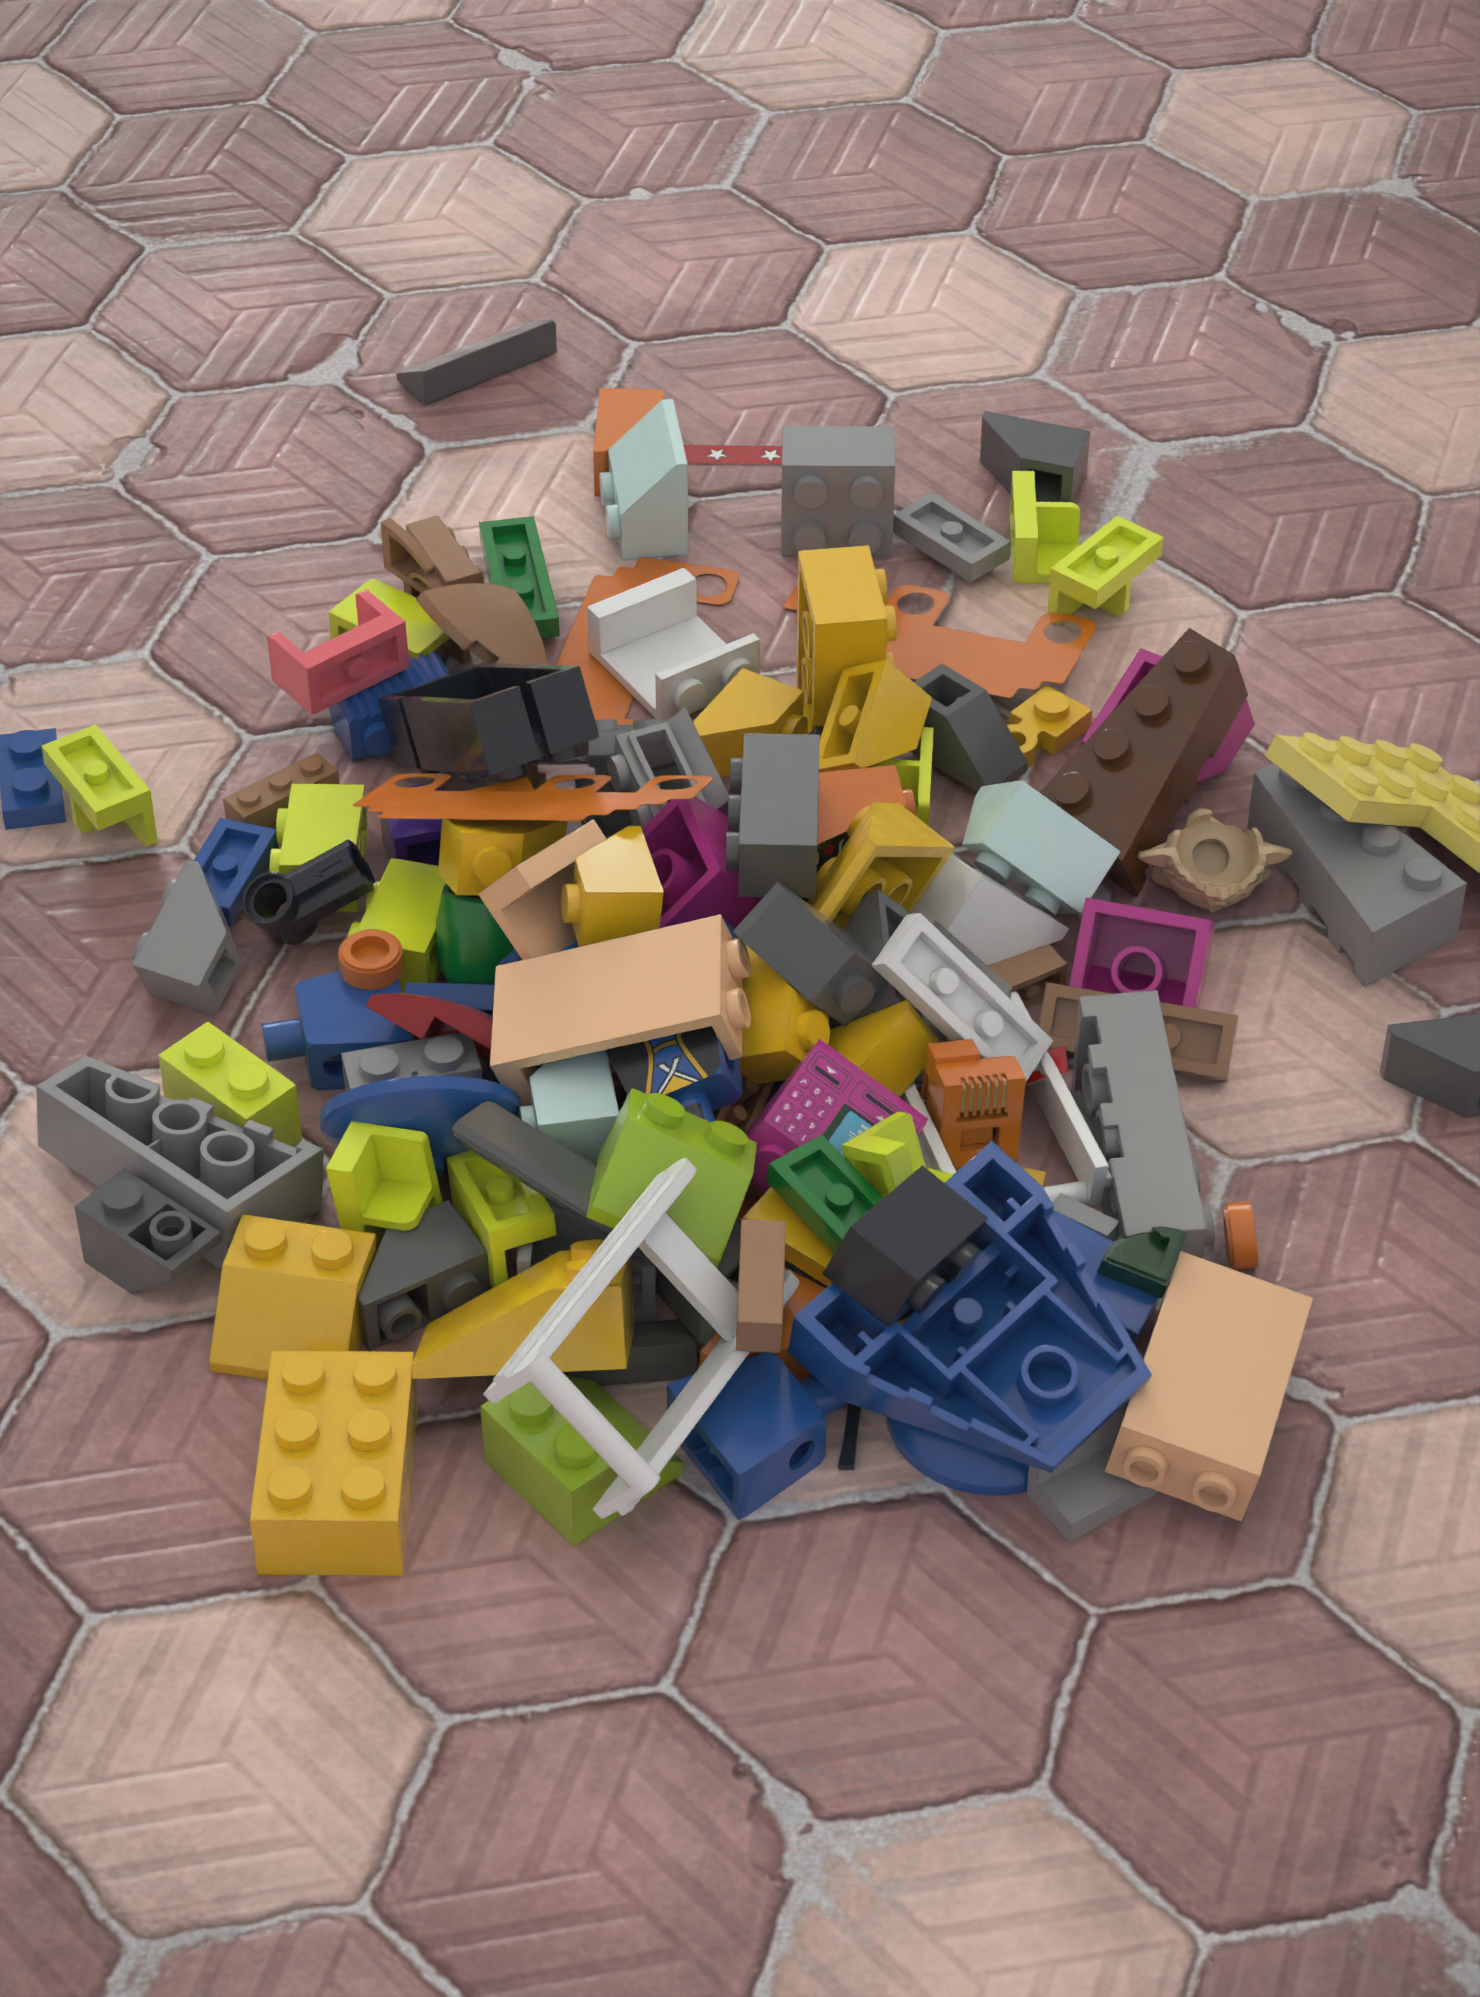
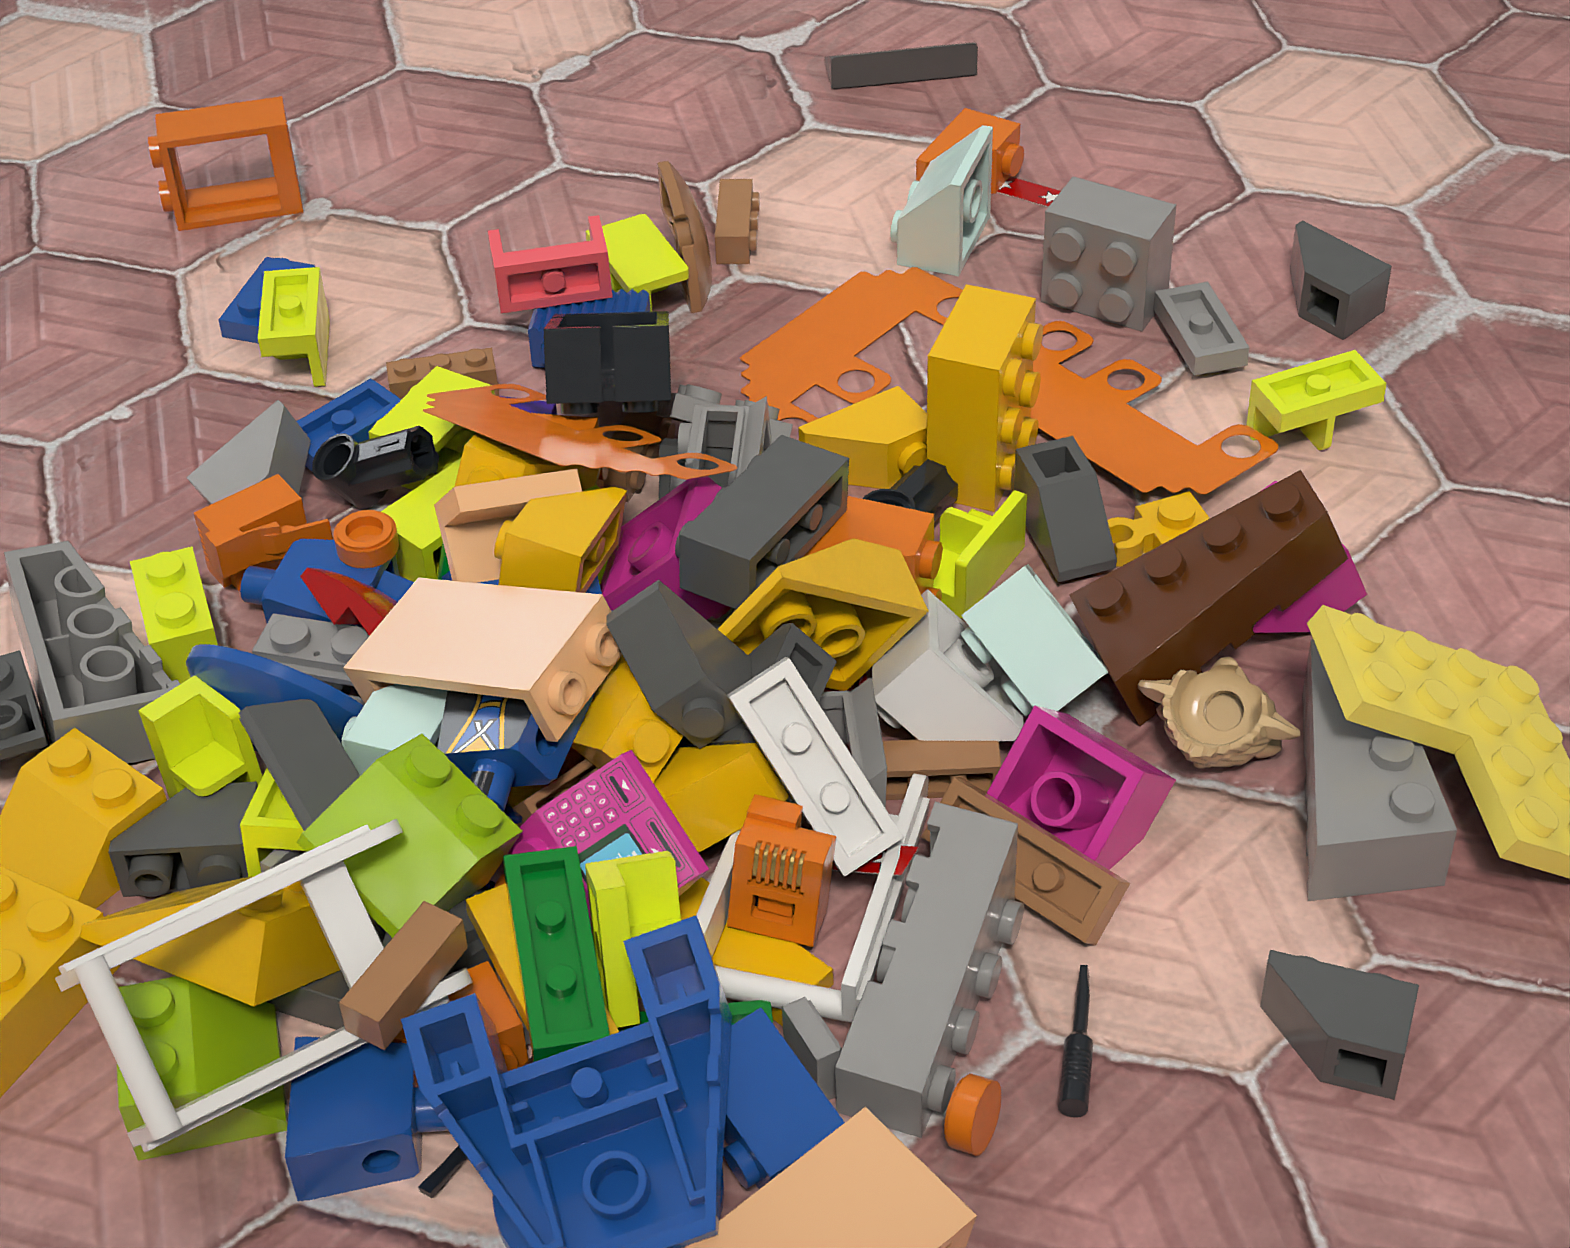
camera: 30 degrees right, 0 degrees up
(242, 987) = (254, 529): none -> orange piece
(487, 621) = (709, 286): medium nougat brick -> none
(517, 562) = (783, 253): green plate -> none
(663, 649) = (862, 344): white panel -> none
(872, 717) = (958, 466): yellow slope -> none
(907, 1247) = (543, 992): black brick -> none
(1039, 531) = (1286, 339): neon yellow panel -> none
(1144, 1259) = (820, 1099): dark green tile -> none
(1278, 1164) = (1077, 1055): none -> black piece

